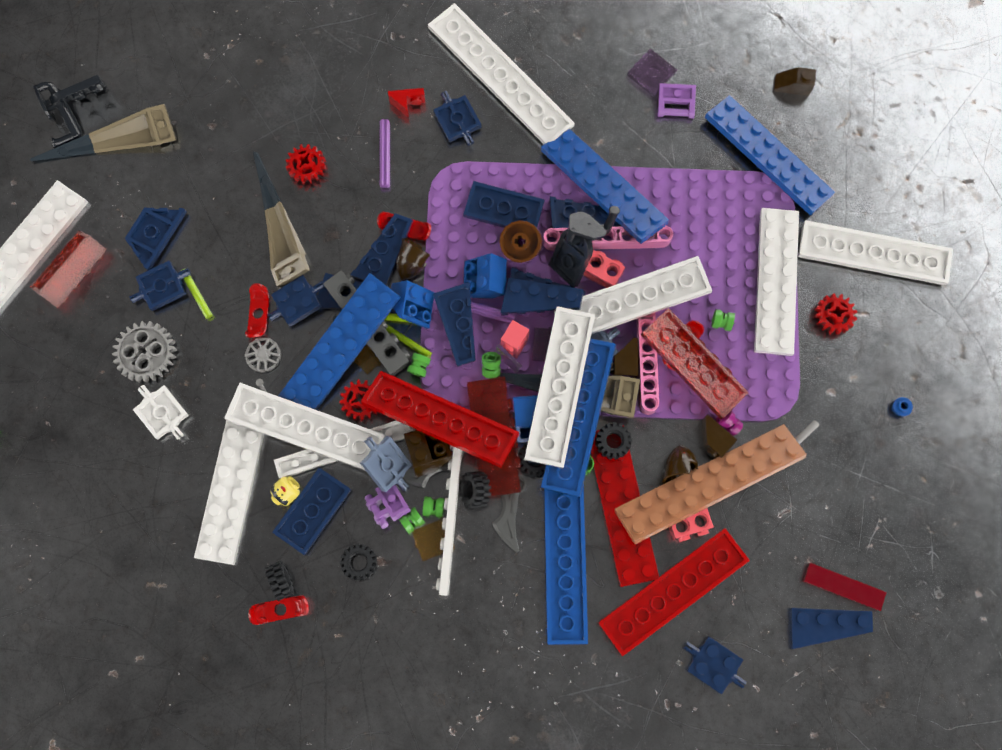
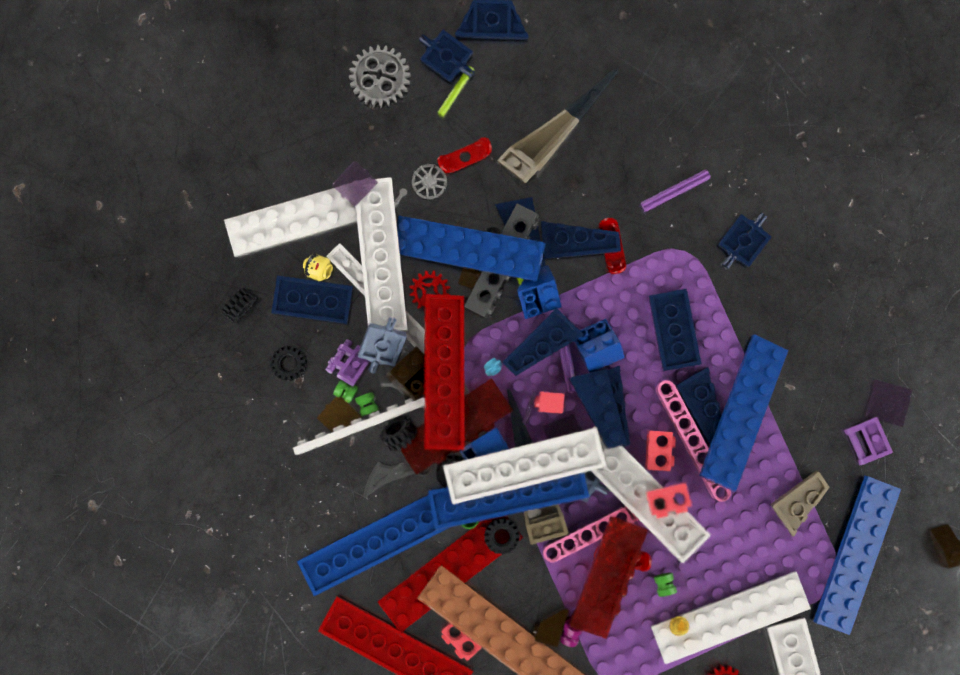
camera: 60 degrees right, 10 degrees up
(160, 412) = (333, 121): white plate -> none
(227, 417) = (354, 183): none -> clear purple piece
(265, 611) = (208, 305): red piece -> none
(296, 300) = (492, 185): dark blue plate -> none
(305, 164) = (620, 123): red gear -> none
(402, 98) = (737, 178): red slope -> none
(410, 343) = (504, 306): lime bar -> none
(411, 259) = (580, 268): dark brown helmet -> none
(418, 365) = (486, 327): bright green wheel -> none
(457, 376) = (492, 367): none -> medium azure plate
(491, 365) = (518, 392): bright green wheel -> none
(500, 74) = (810, 258): white plate -> none
(511, 247) = (656, 369): reddish brown wheel -> none
(575, 245) = (664, 416): black plate -> none
(626, 361) = (580, 513): dark brown slope -> none
(646, 275) = (667, 495): none -> coral brick
(679, 462) = (511, 605): dark brown helmet -> none
(701, 177) = (798, 502): none -> dark tan wing
(765, 324) = (679, 626): none -> clear yellow plate

